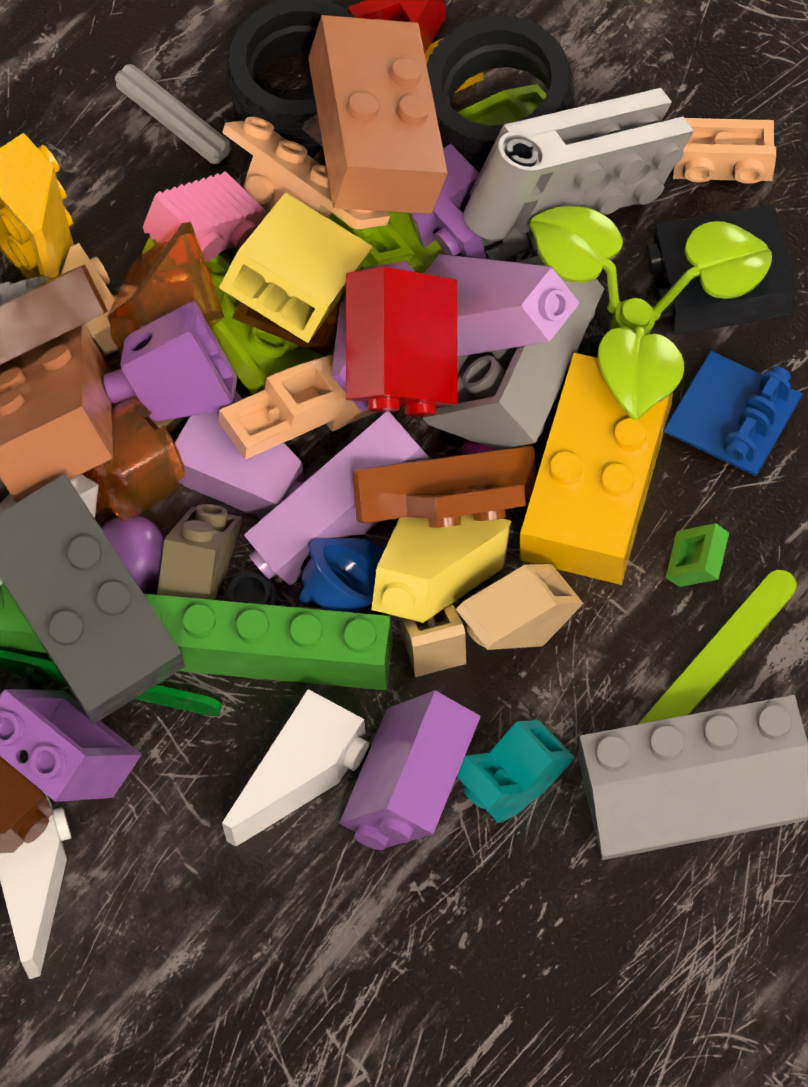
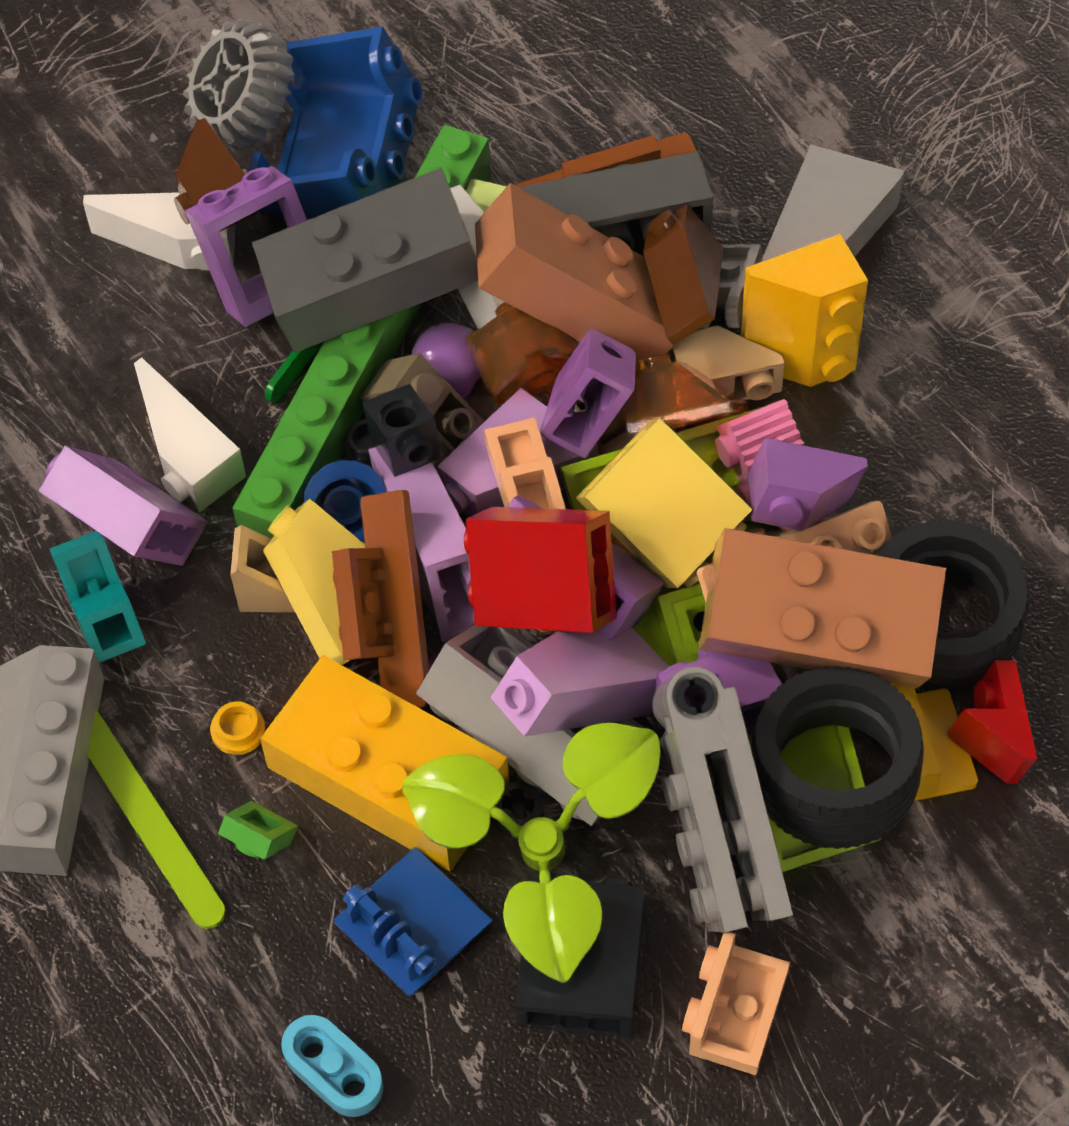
camera: 105 degrees right, 5 degrees down
(172, 114) = (945, 489): light grey axle -> none
(239, 526) = (402, 430): none -> black brick
(246, 165) = (800, 483): none -> medium lavender slope
(520, 608) = (247, 636): tan slope -> none
(599, 615) = (237, 728): none -> yellow plate

